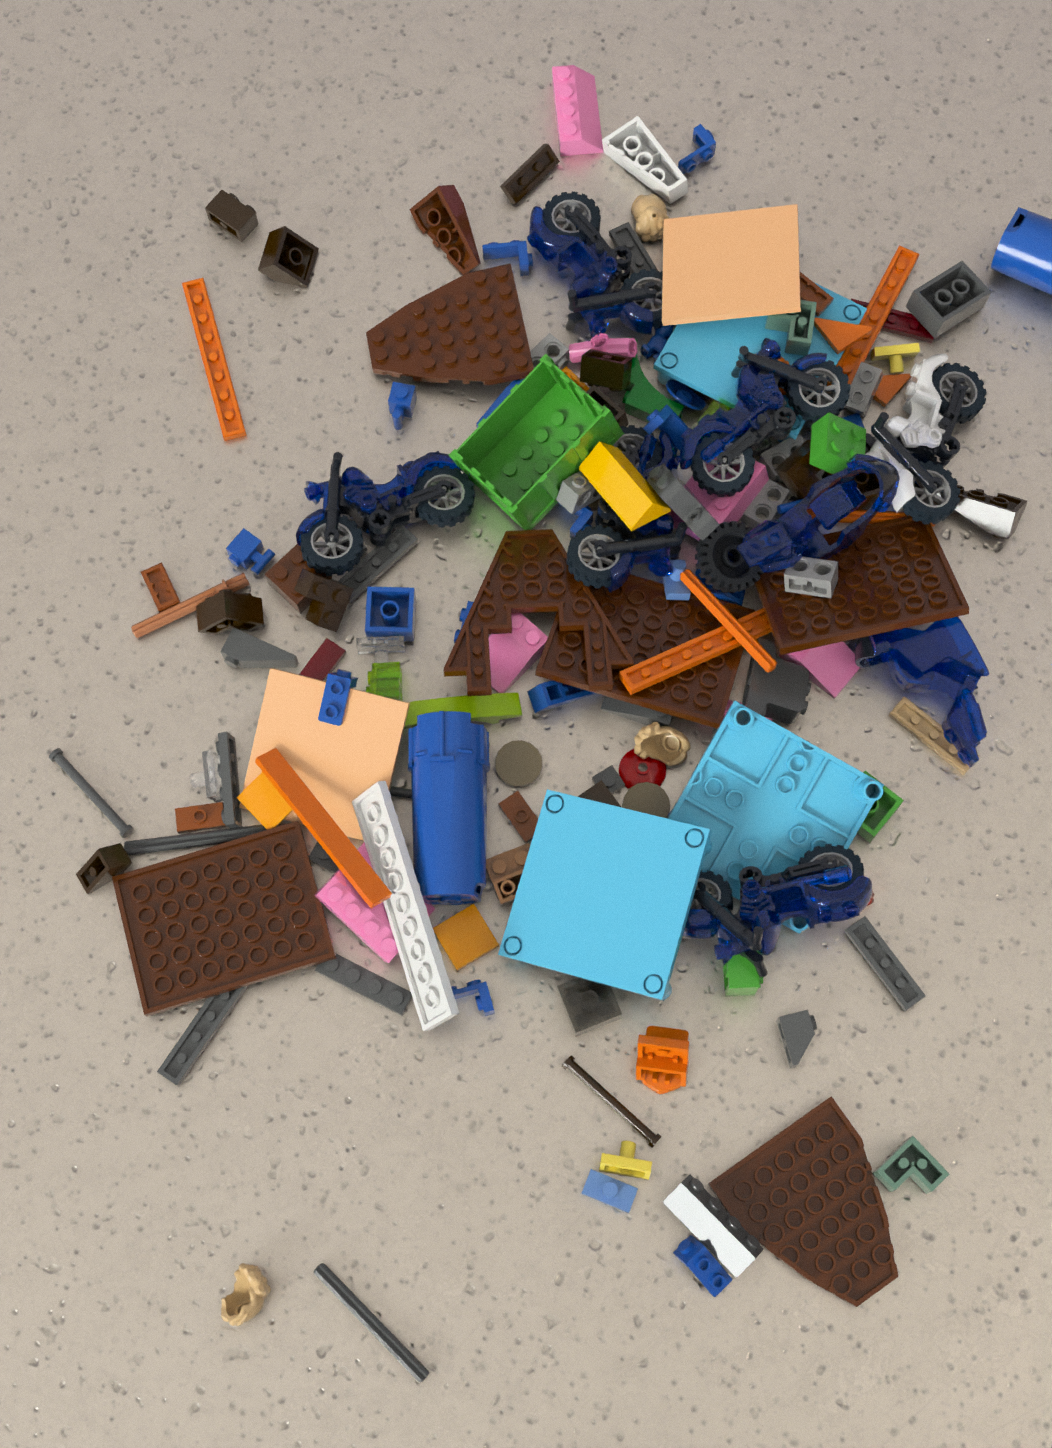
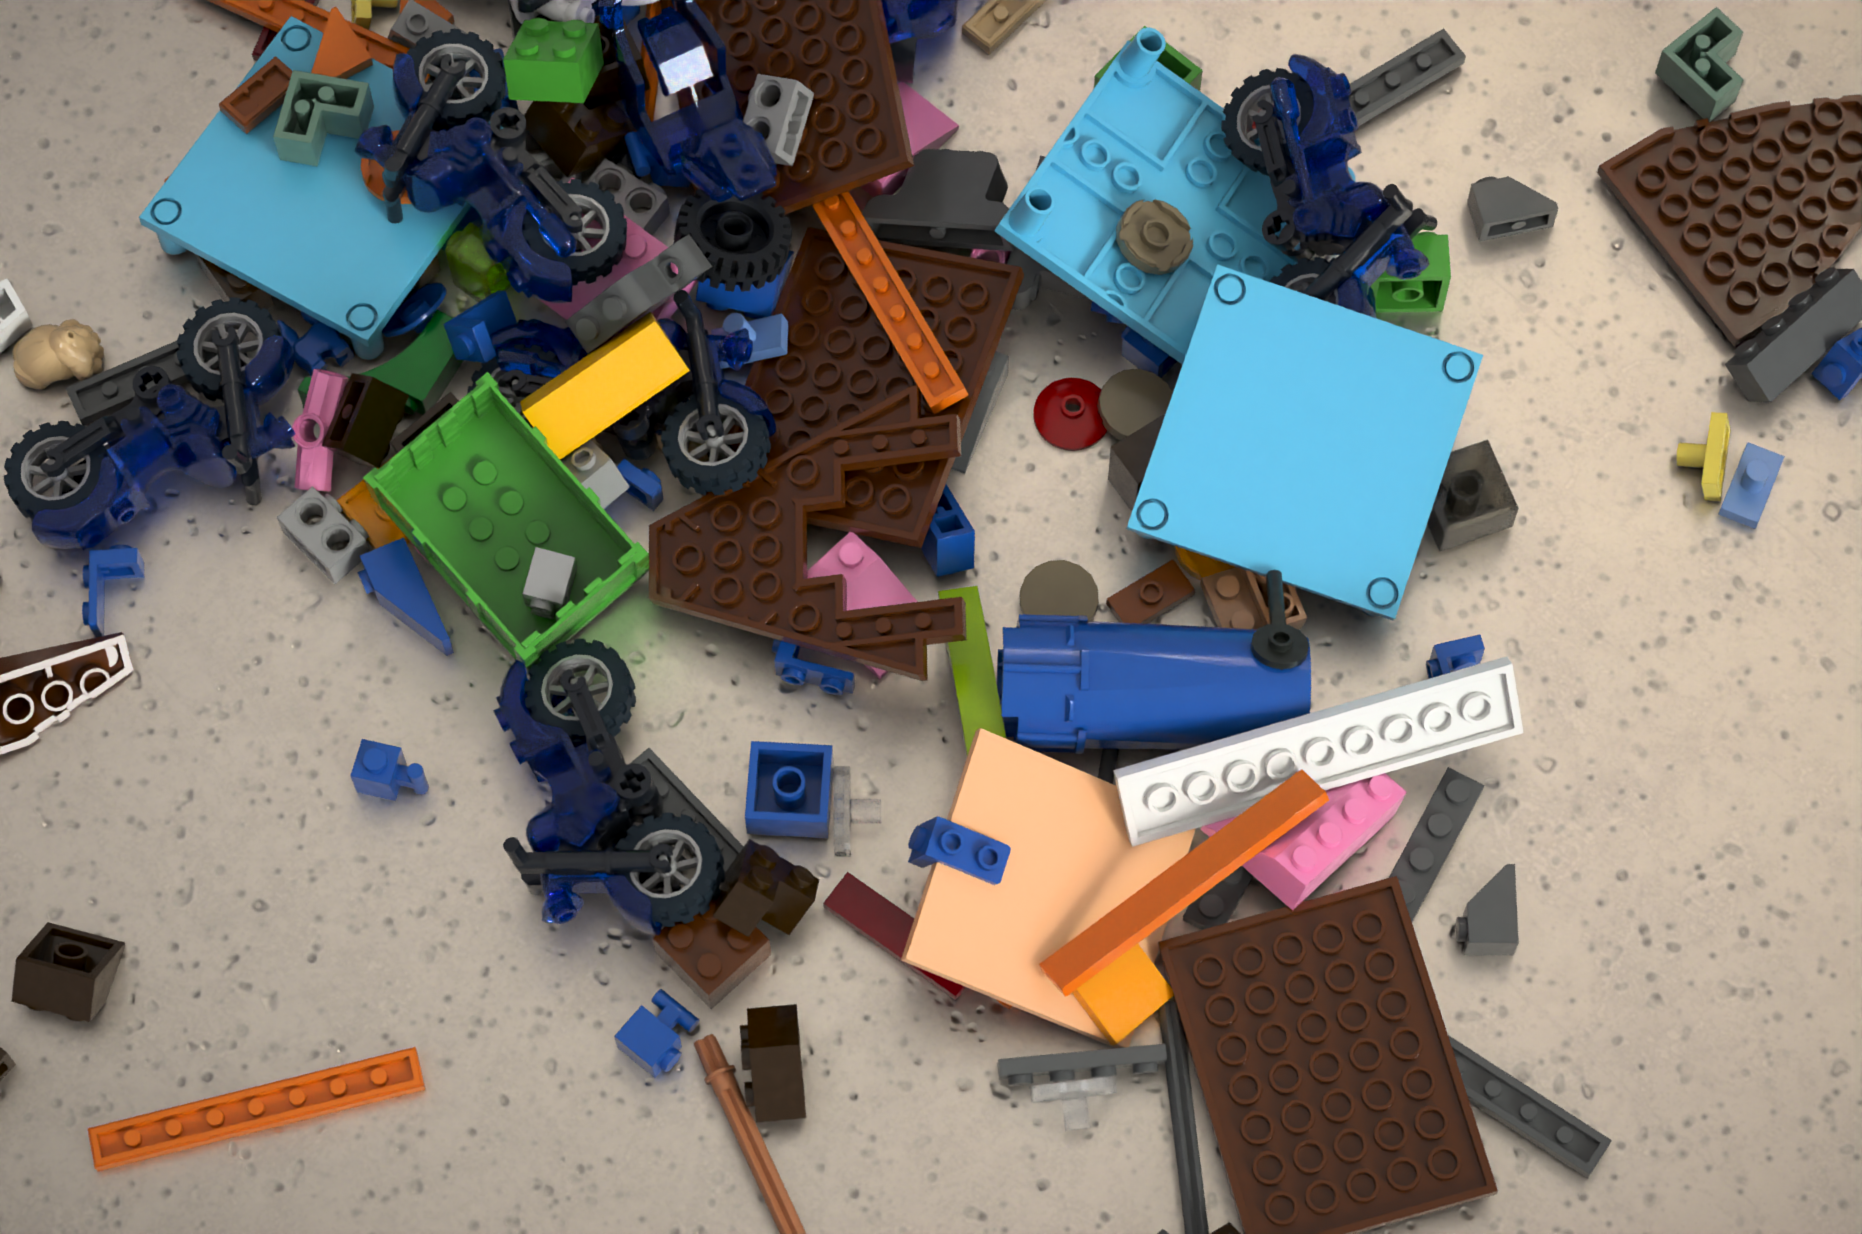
camera: 90 degrees left, 5 degrees down
(160, 587) = (713, 1191): dark orange plate -> none
(199, 817) = (1143, 1116): dark orange plate -> none
(250, 652) = (842, 1035): dark grey slope -> none
(316, 1017) = (1491, 918): none -> dark grey slope
(386, 680) = (918, 796): clear neon green brick -> none
(457, 333) = (257, 674): reddish brown wing -> none
(464, 875) = (1277, 643): none -> pearl dark grey piece
(465, 937) = (1350, 674): light orange tile -> none
(503, 470) = (549, 582): none -> light grey brick
(610, 779) = (1090, 463): dark grey plate -> none
(610, 1100) = (1556, 534): dark brown bar -> none
(662, 744) = (1036, 372): tan hair -> none
(663, 1058) = (1546, 391): orange piece -> none
(723, 615) = (839, 251): orange axle -> none
(731, 265) = (197, 206): light nougat tile -> none
(743, 801) = (1154, 236): none -> dark tan tile

